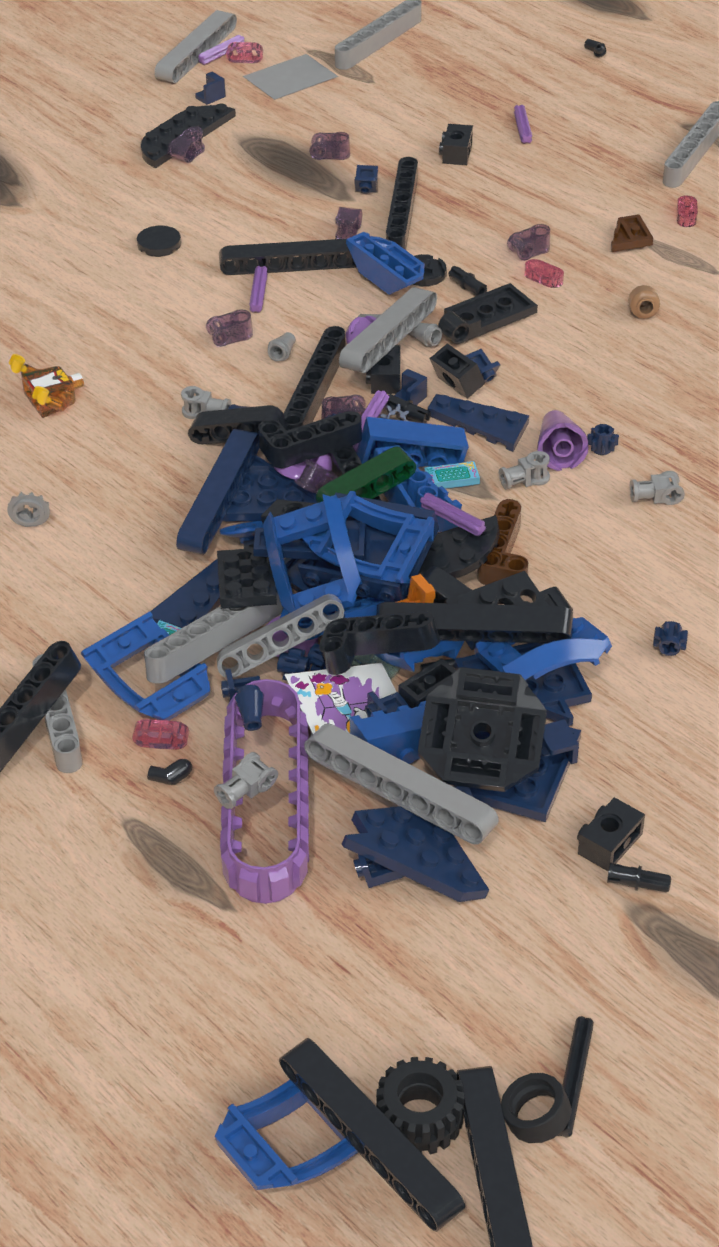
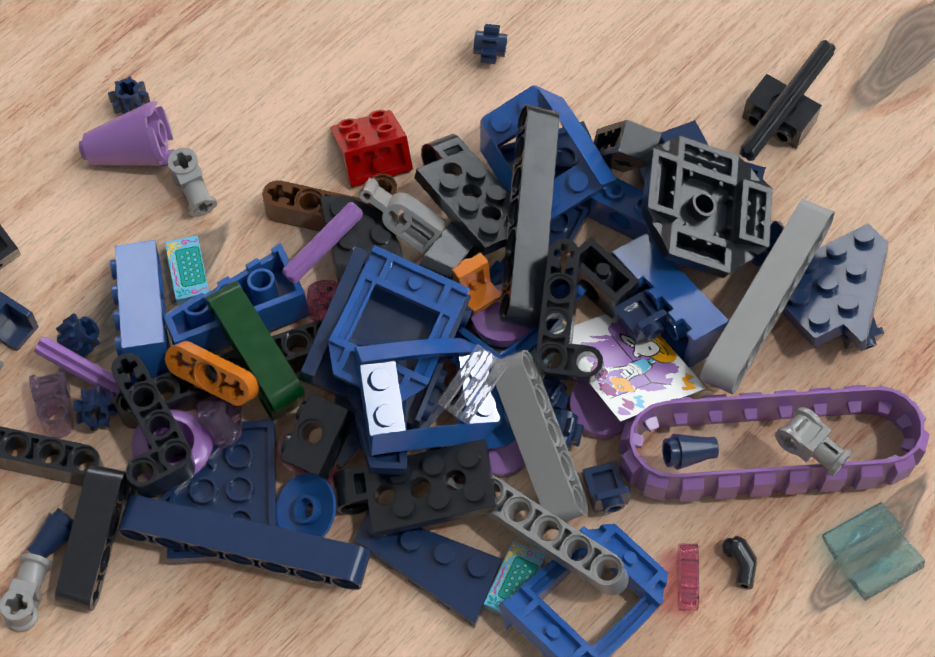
camera: 95 degrees left, 20 degrees up
(167, 859) = (873, 551): none -> clear light blue slope
(317, 581) = (482, 393): none -> clear tile
(346, 462) = (226, 373): none -> orange beam
(415, 412) = (48, 322): black axle -> none
(484, 559) = (416, 226): none -> light grey piece
(489, 421) = (71, 236): dark blue wing -> none
(552, 691) = (626, 144): none -> black brick
(557, 562) = (372, 146): none -> red bracket
(612, 820) = (787, 100): none -> black axle
(638, 878) = (830, 93): black axle -> none
(658, 489) = (225, 45): light grey connector -> none

